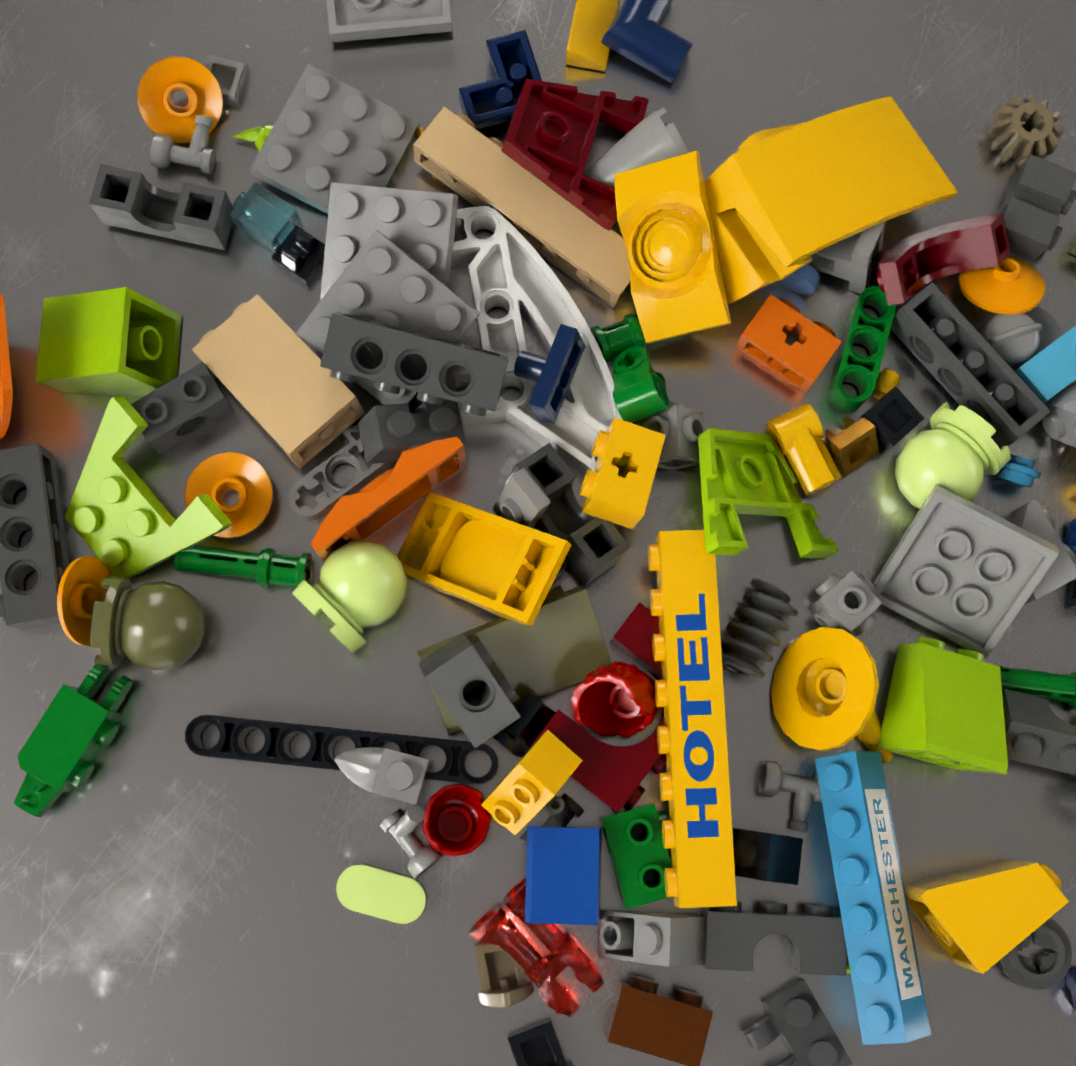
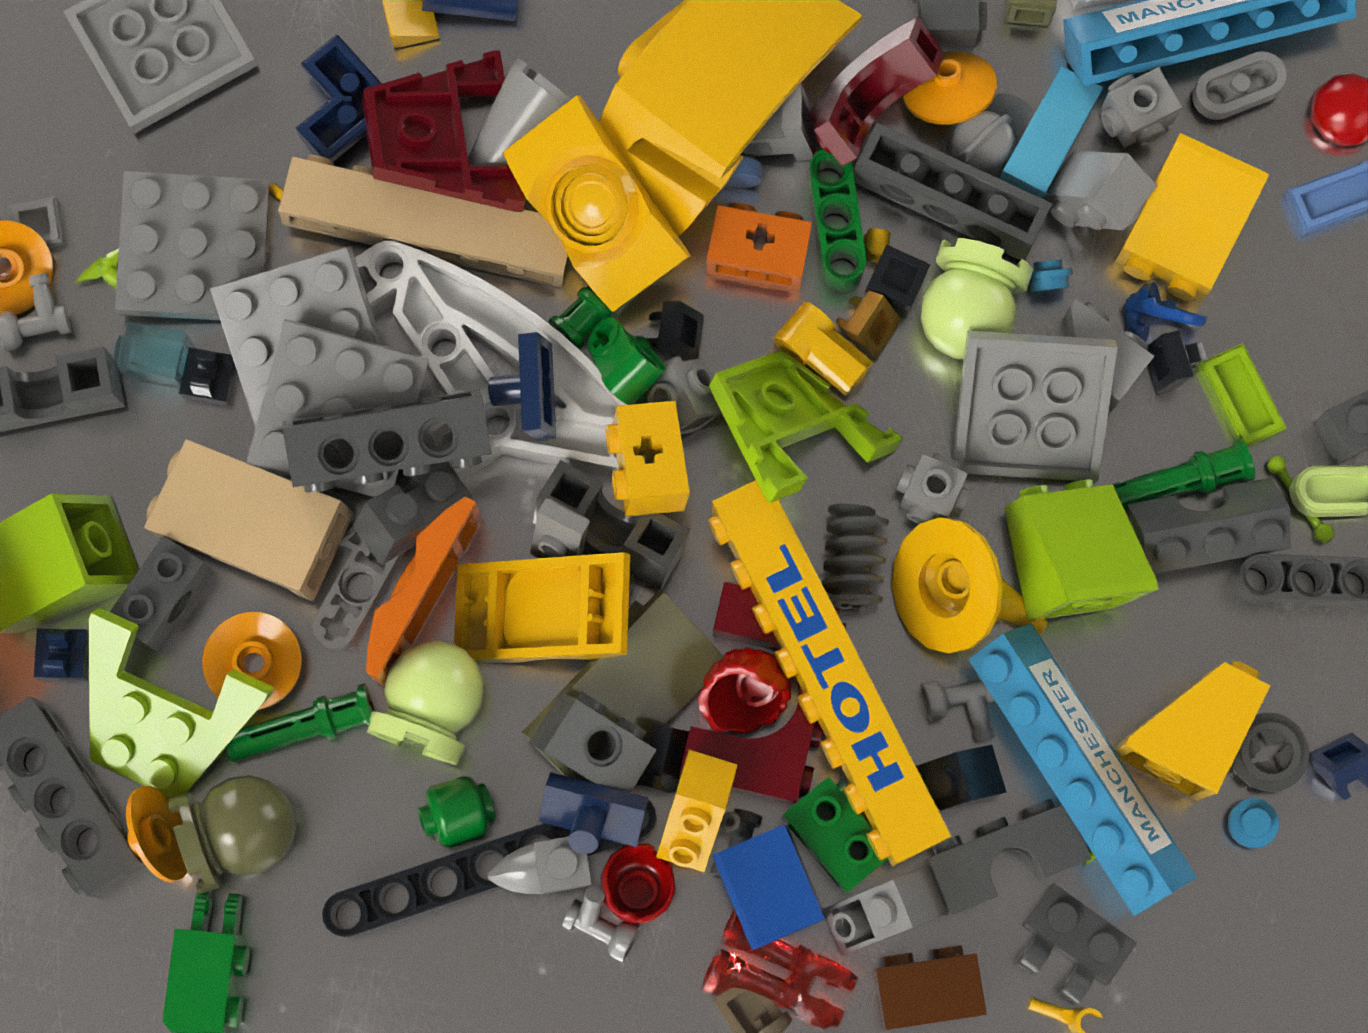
camera: 20 degrees left, 0 degrees up
(79, 421) = (61, 654): none -> dark blue tile
(336, 692) = (456, 811): none -> green head
(381, 893) = (595, 992): yellowish green tile -> none
(443, 745) = (592, 812): none -> dark blue tile
(693, 382) = (678, 331): none -> black tile
(995, 1005) = (1253, 823): none -> dark azure plate

